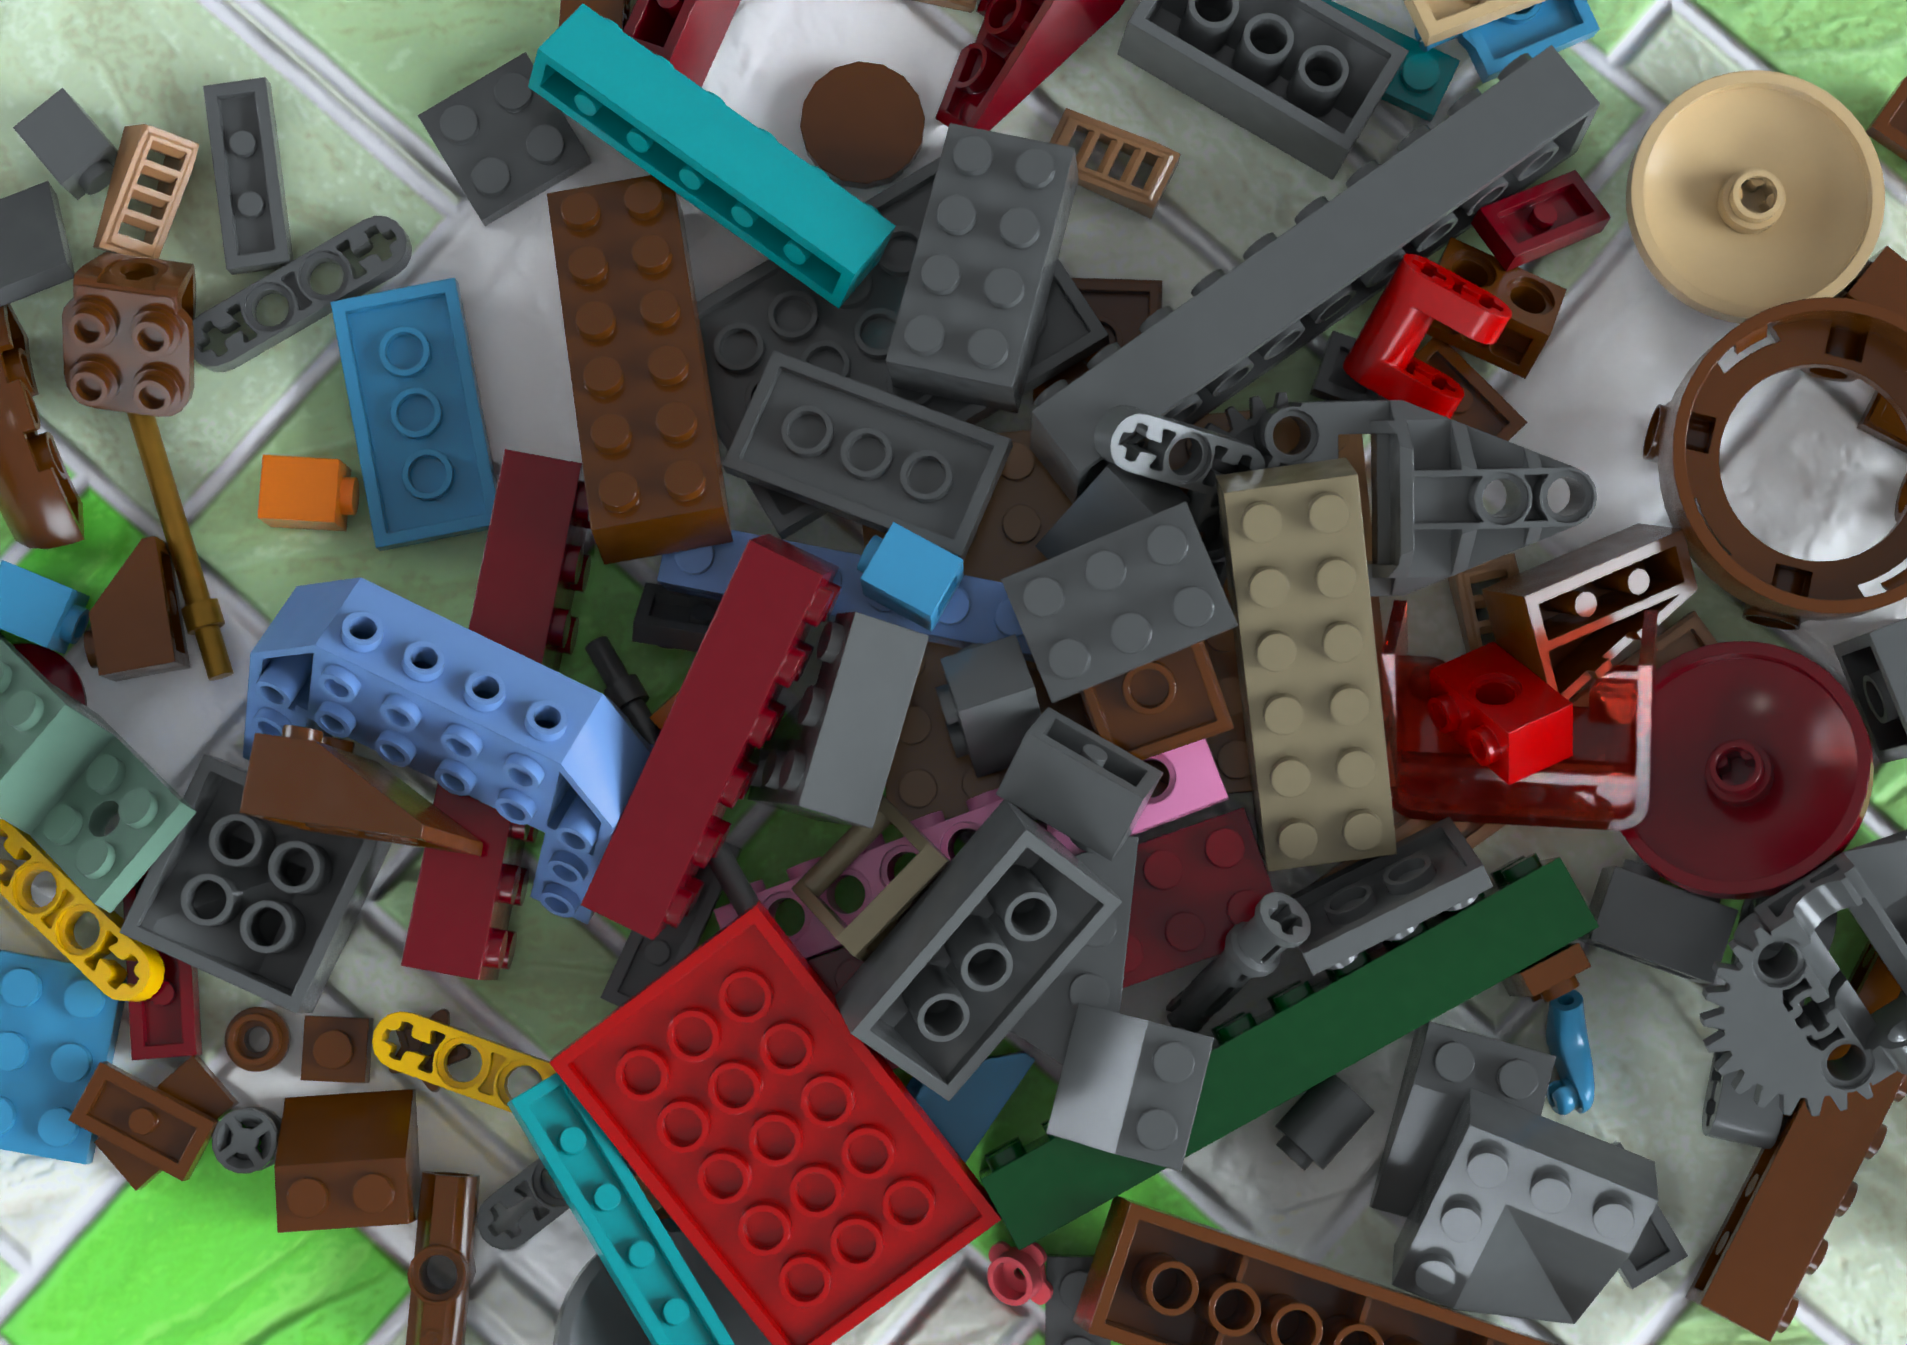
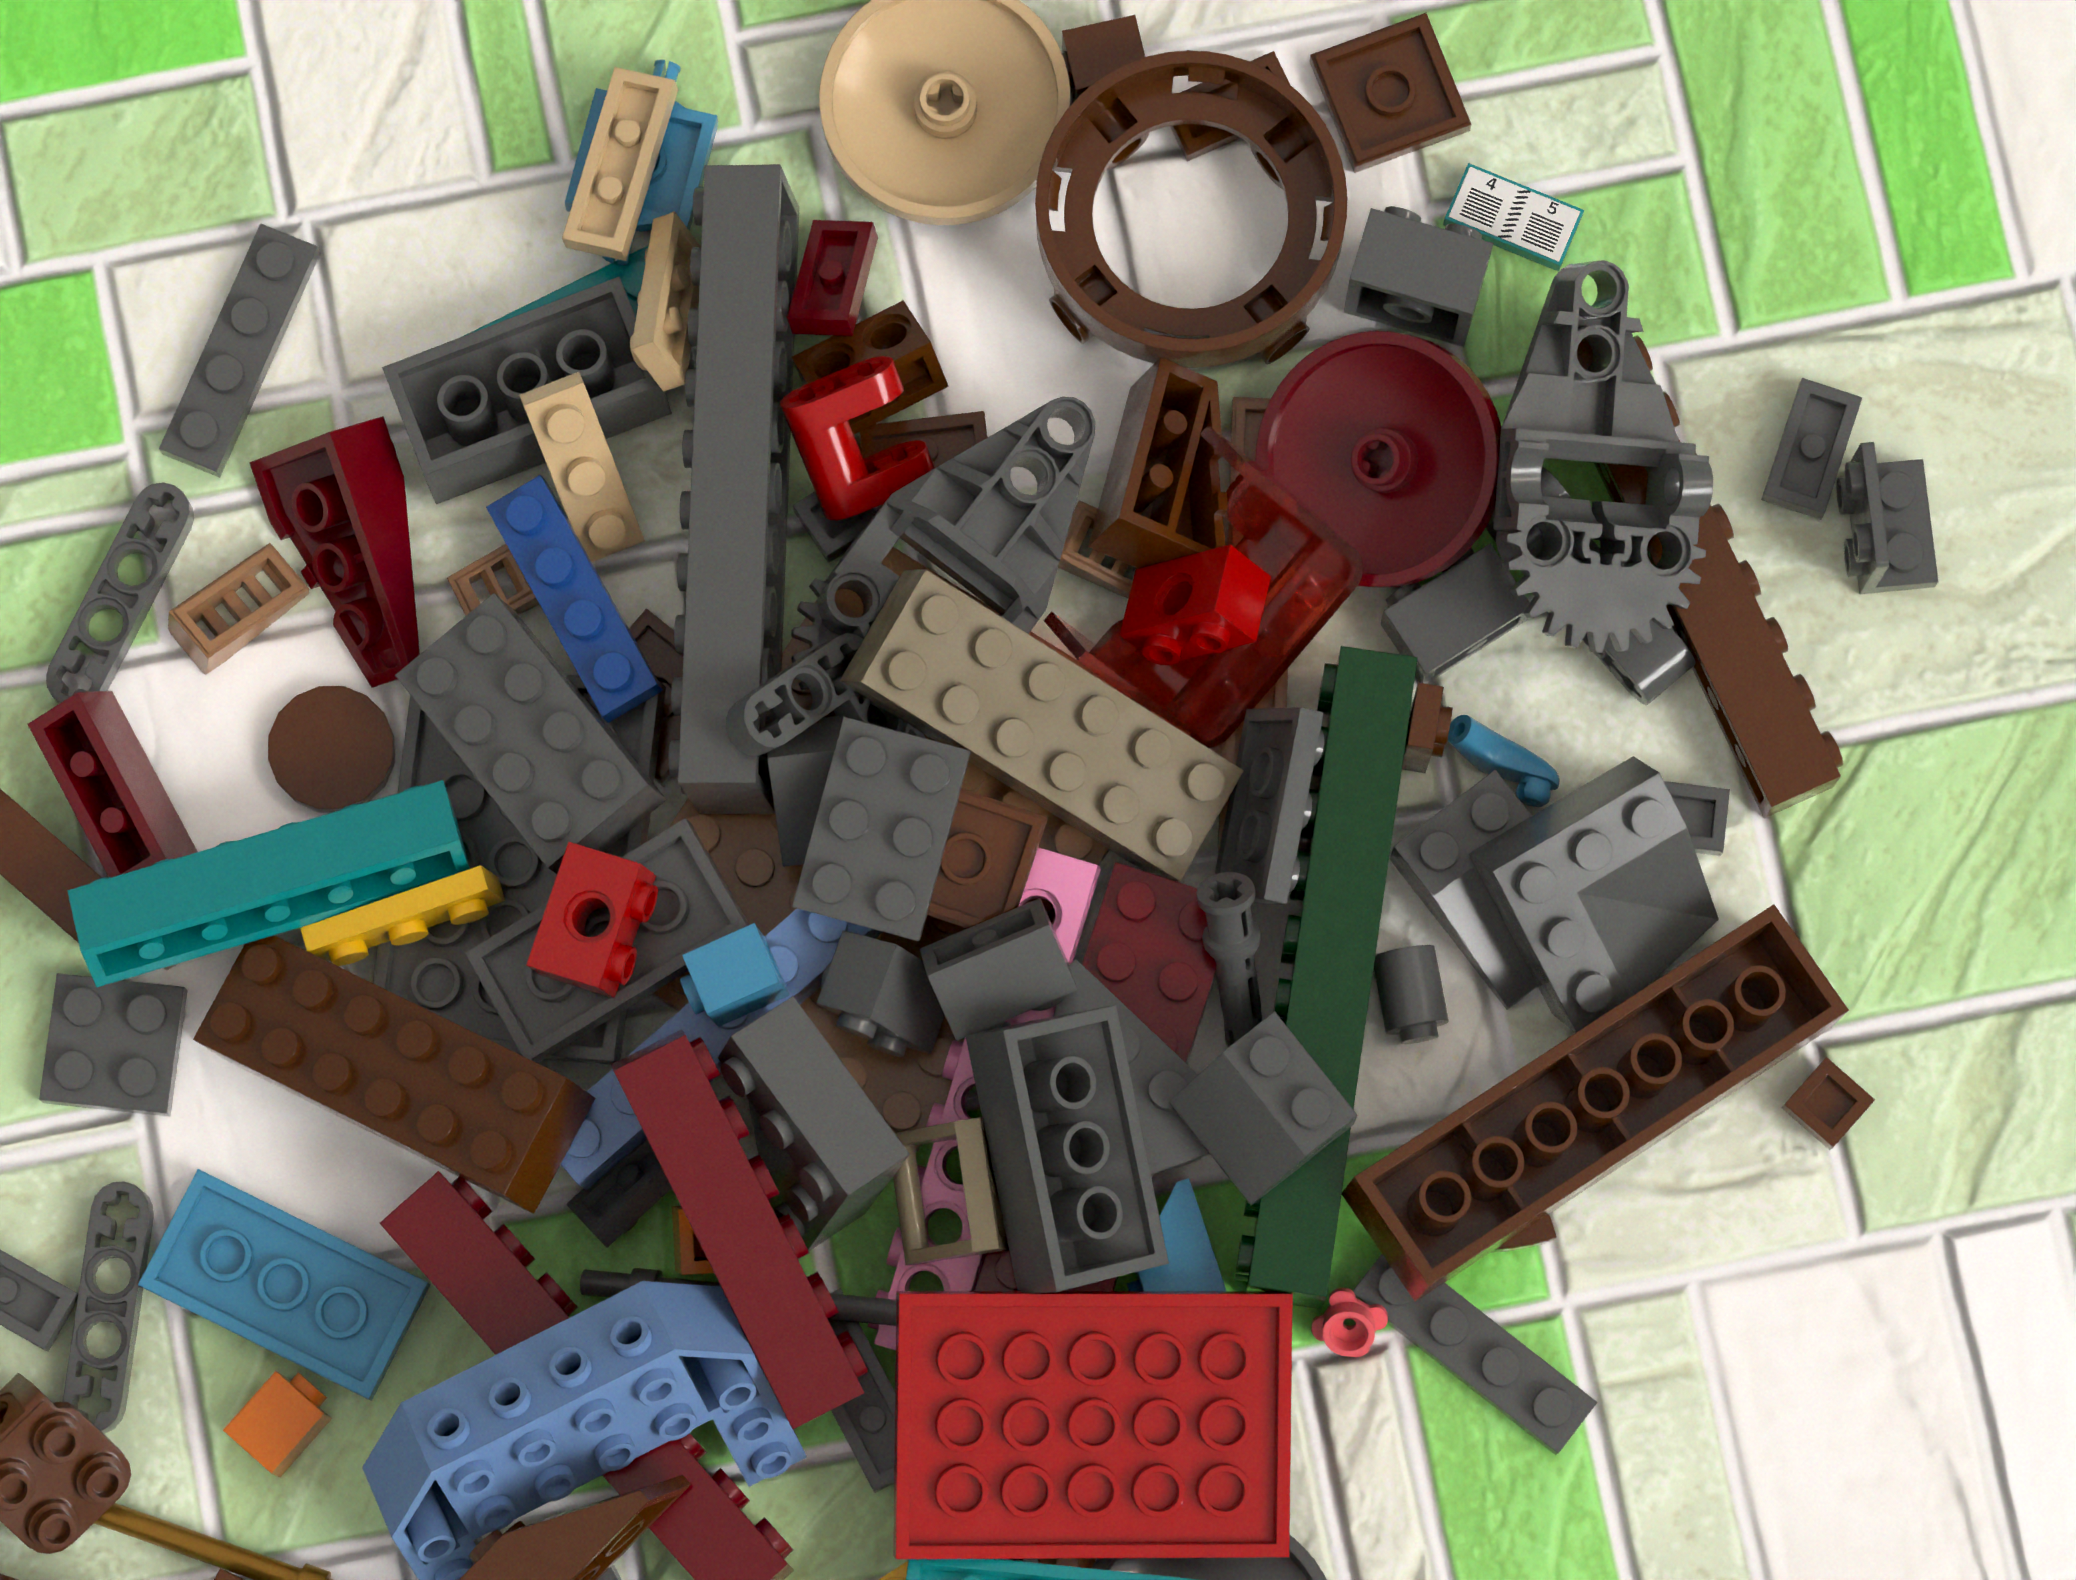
camera: 50 degrees left, 5 degrees down
(768, 281) = (404, 916): none -> yellow plate
(837, 416) = (583, 884): none -> red brick
(1122, 217) = (574, 599): none -> blue plate
(1232, 140) = (582, 466): none -> tan plate
(1424, 97) = (666, 295): none -> tan plate

